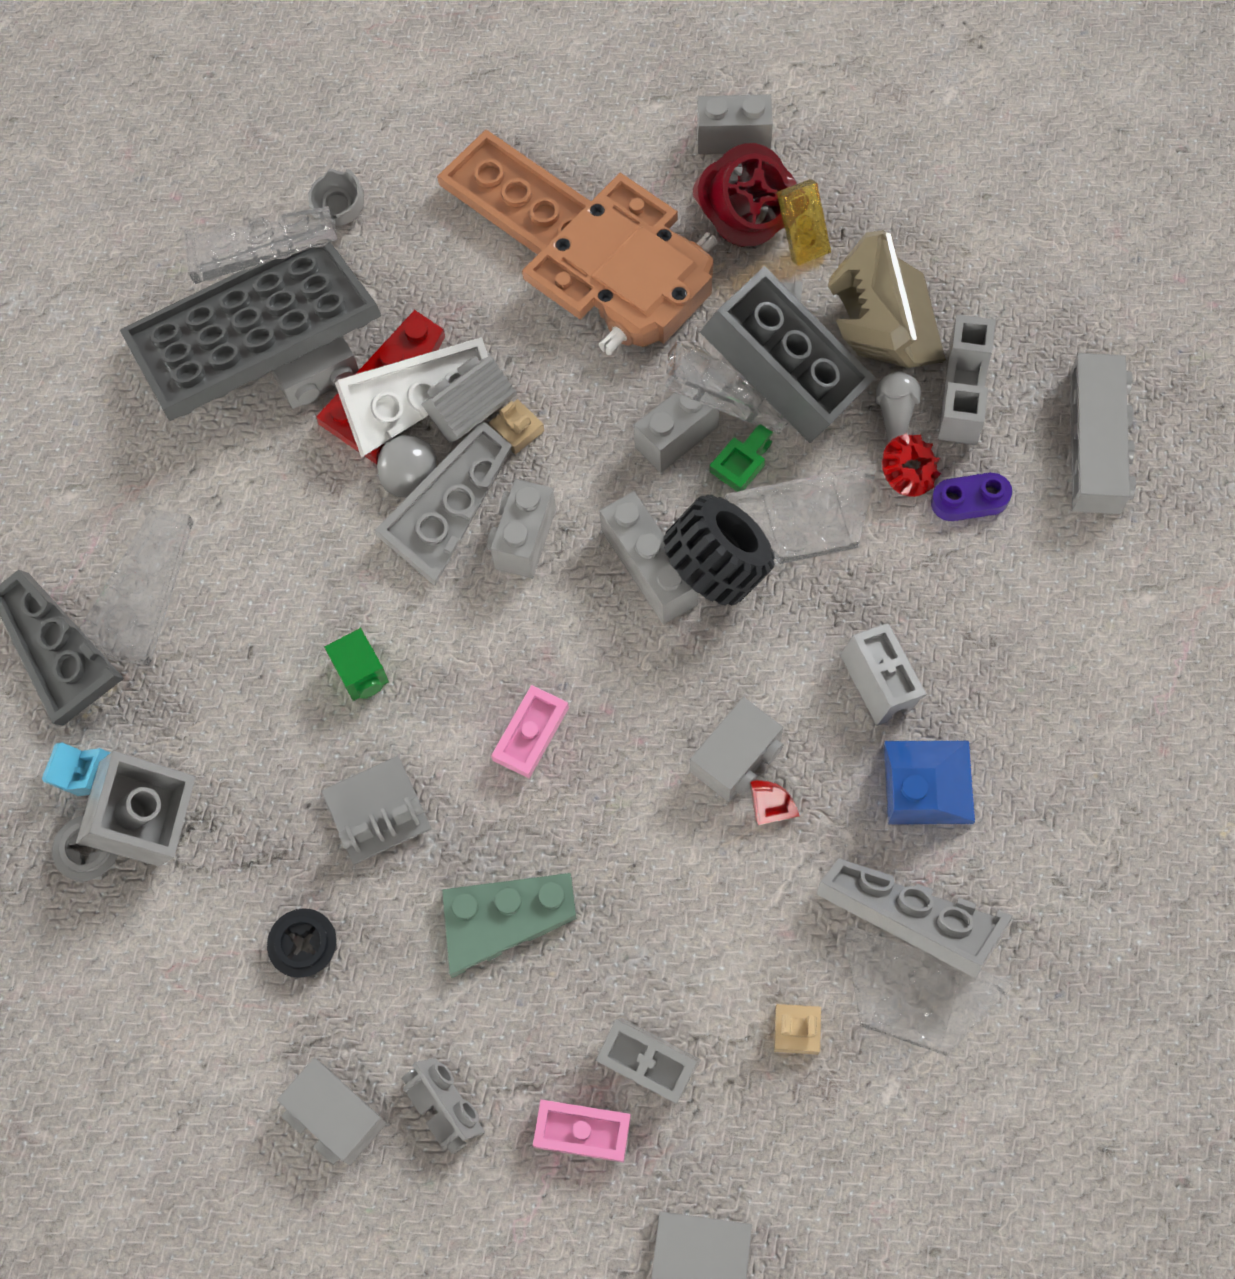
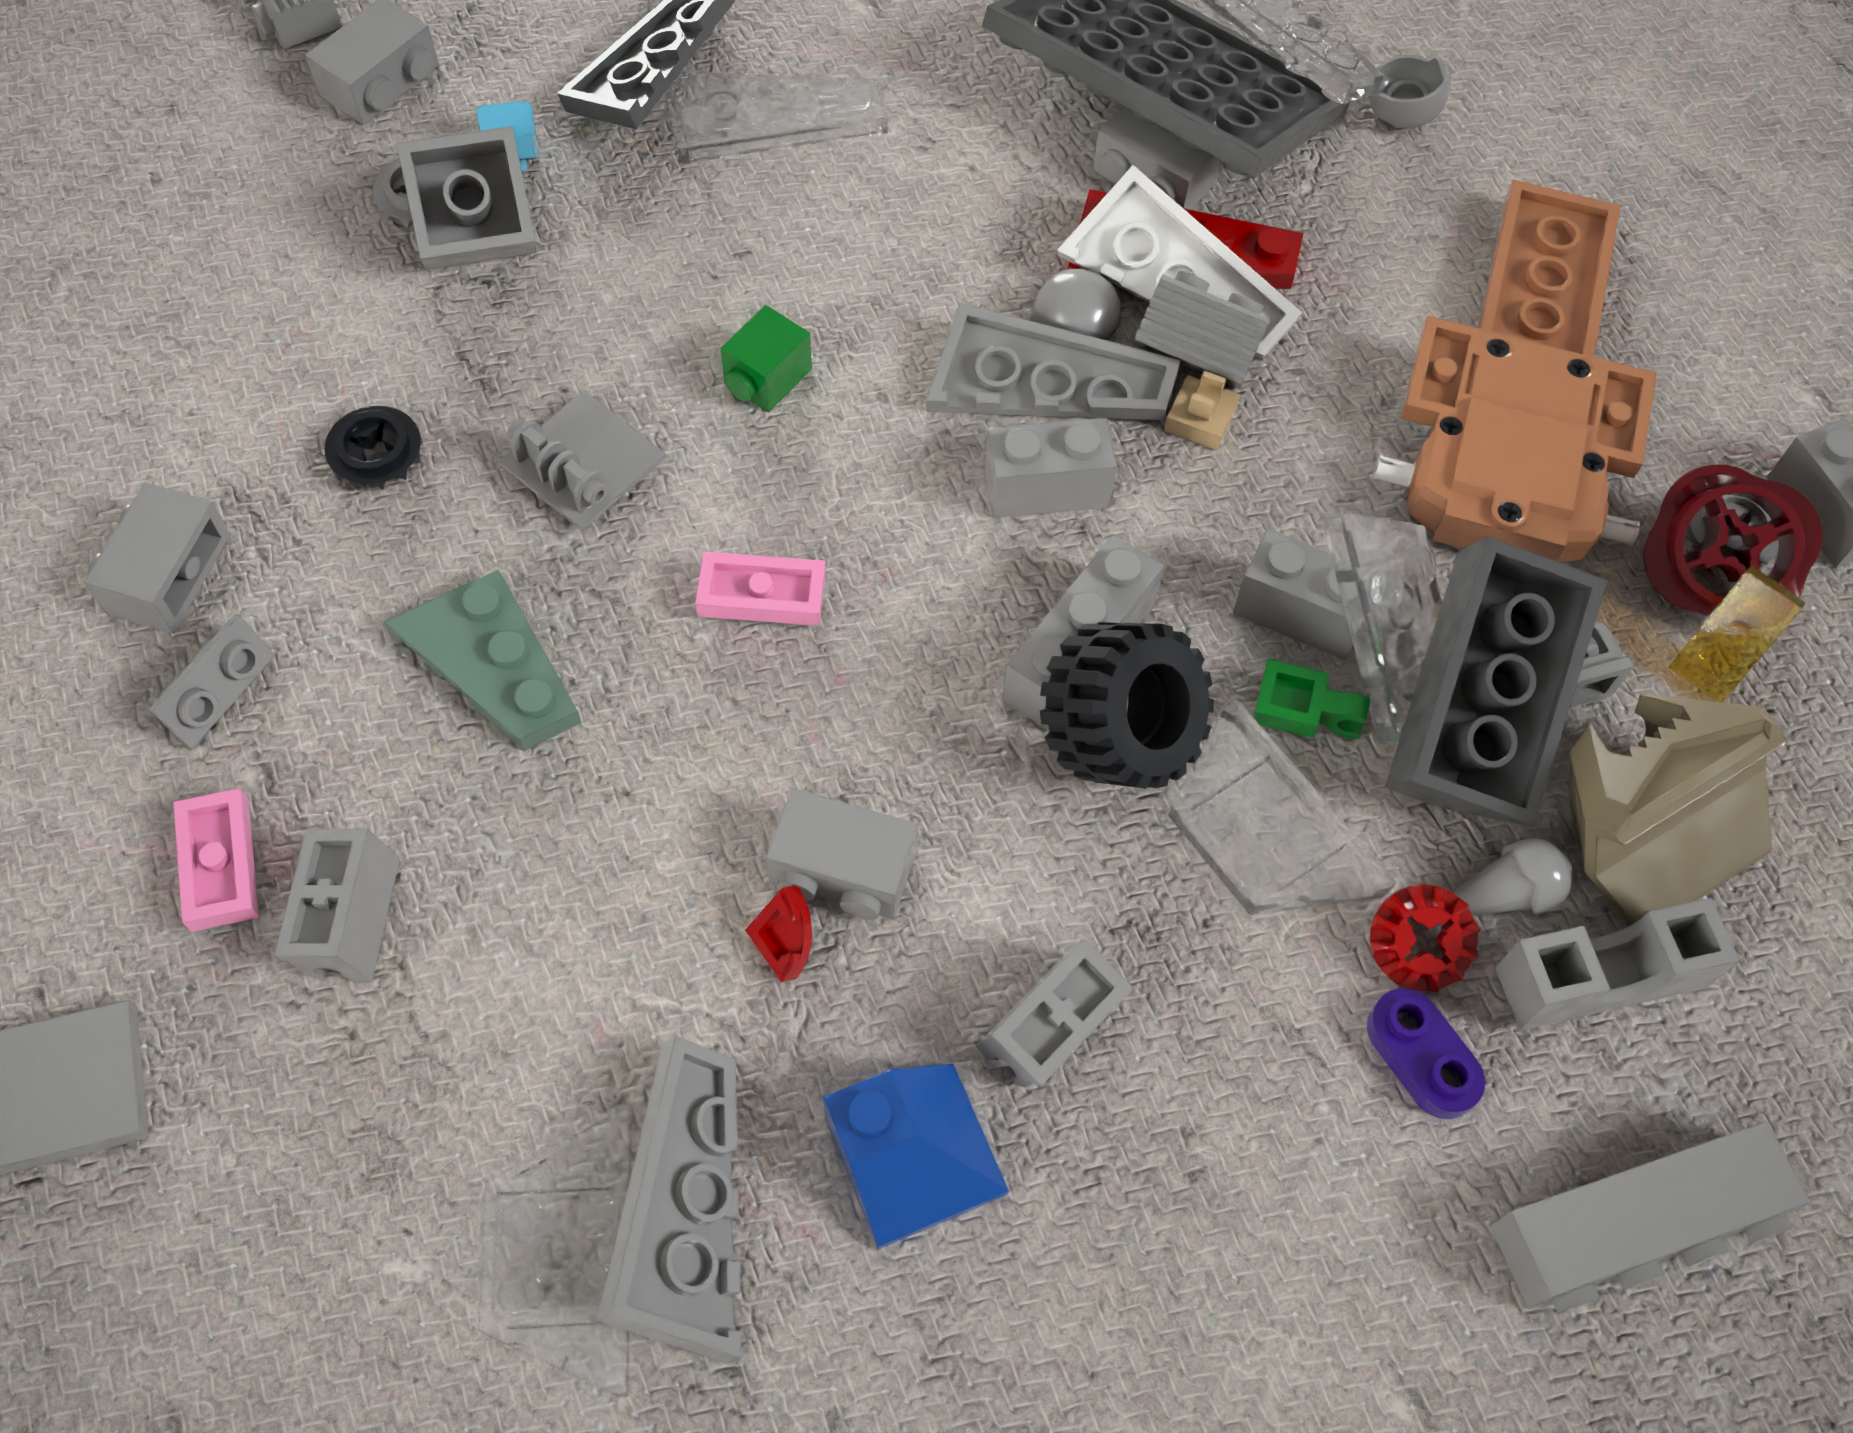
camera: 60 degrees right, 5 degrees down
(797, 1029) = (453, 1096): tan tile -> none

